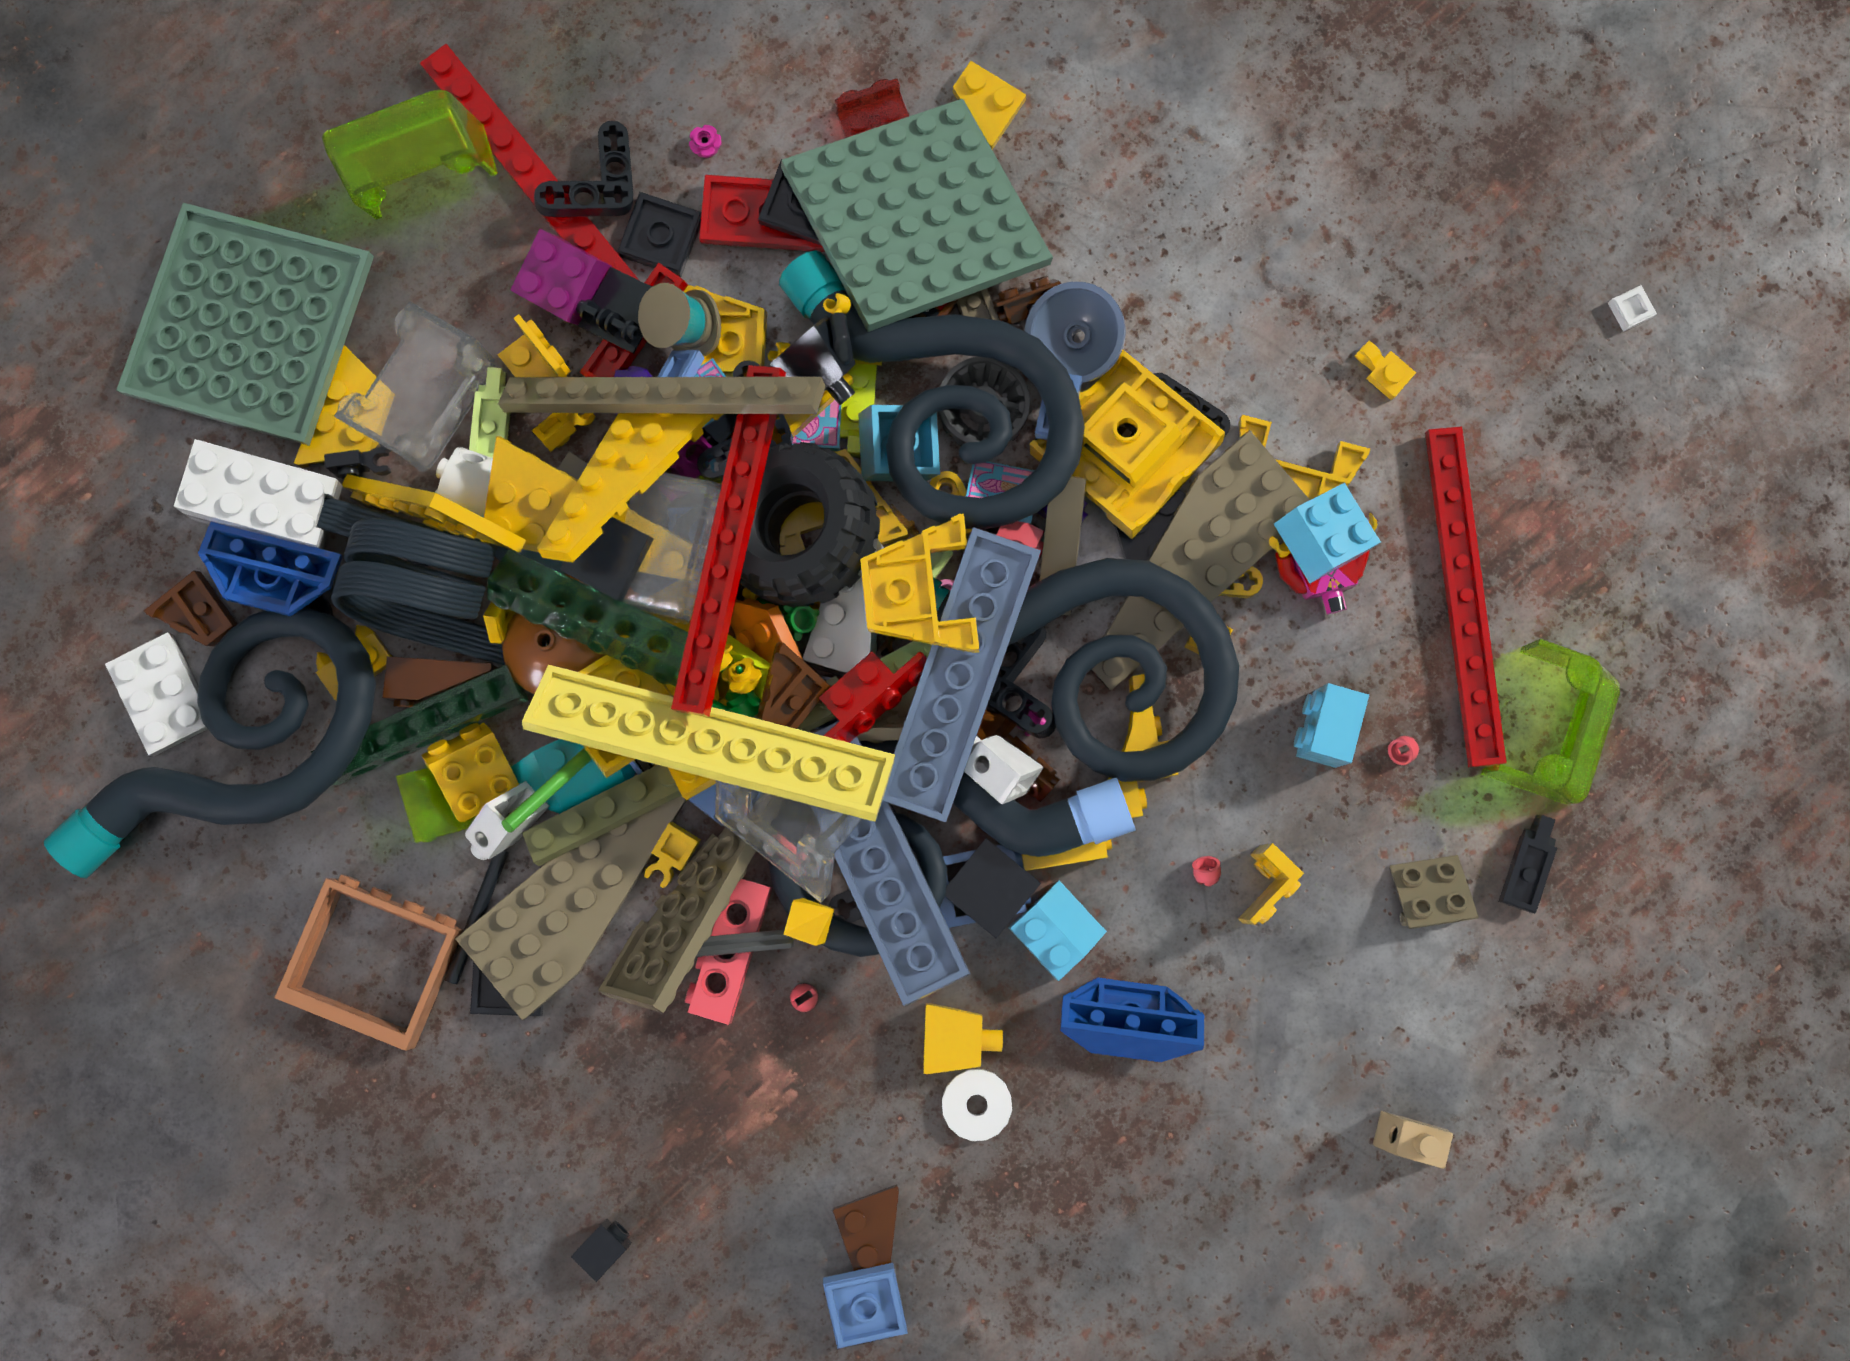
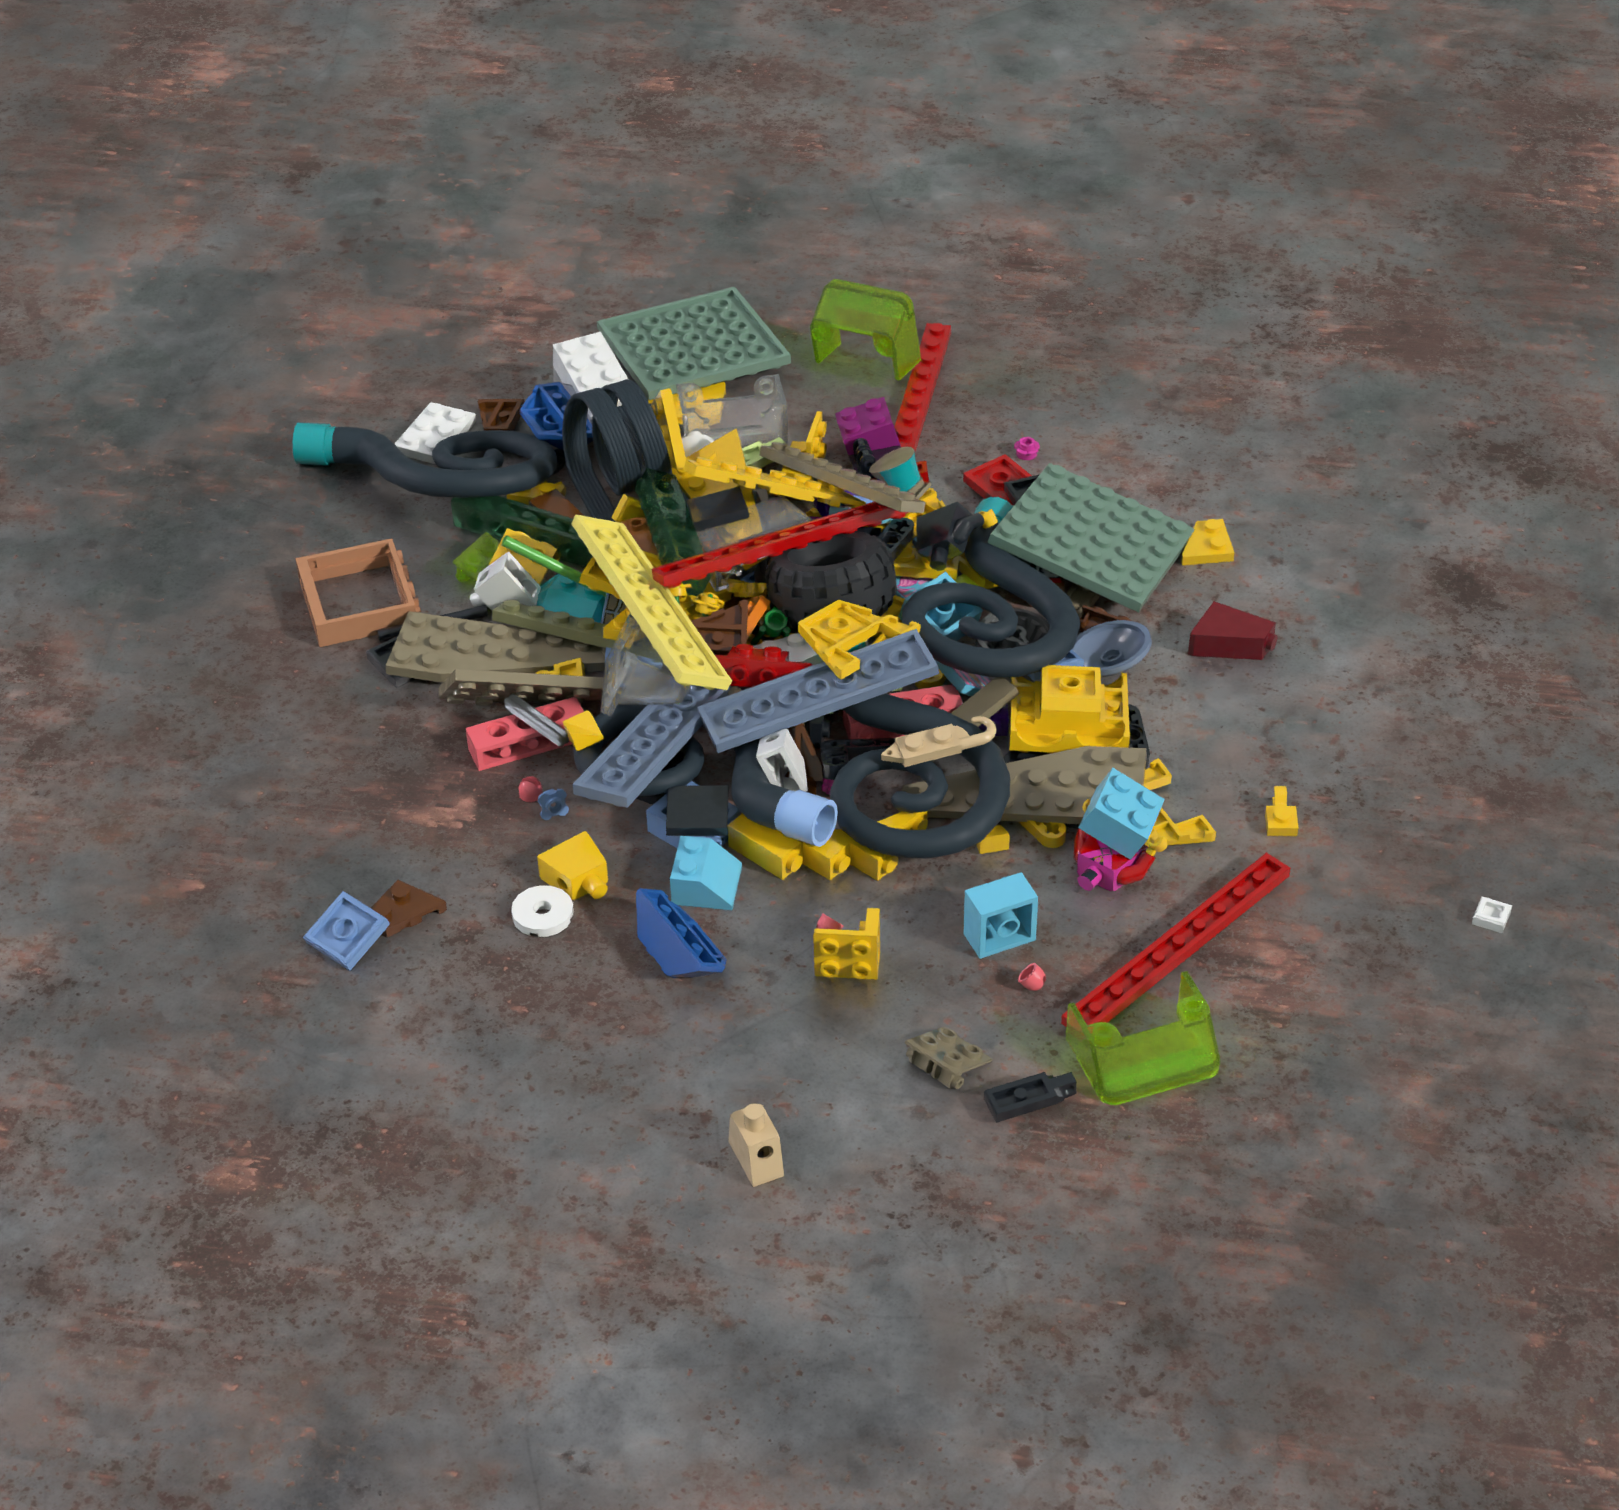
camera: 55 degrees right, 40 degrees down
(602, 1249) = (267, 787): black brick -> none
(609, 184) = (942, 426): black beam -> none
(660, 233) = (947, 462): black tile -> none
(847, 996) = (549, 797): none -> medium blue plate
(870, 107) = (1143, 491): clear red bracket -> none
(1113, 619) = (937, 743): none -> tan plate
(1135, 201) = (1232, 634): none -> dark red slope

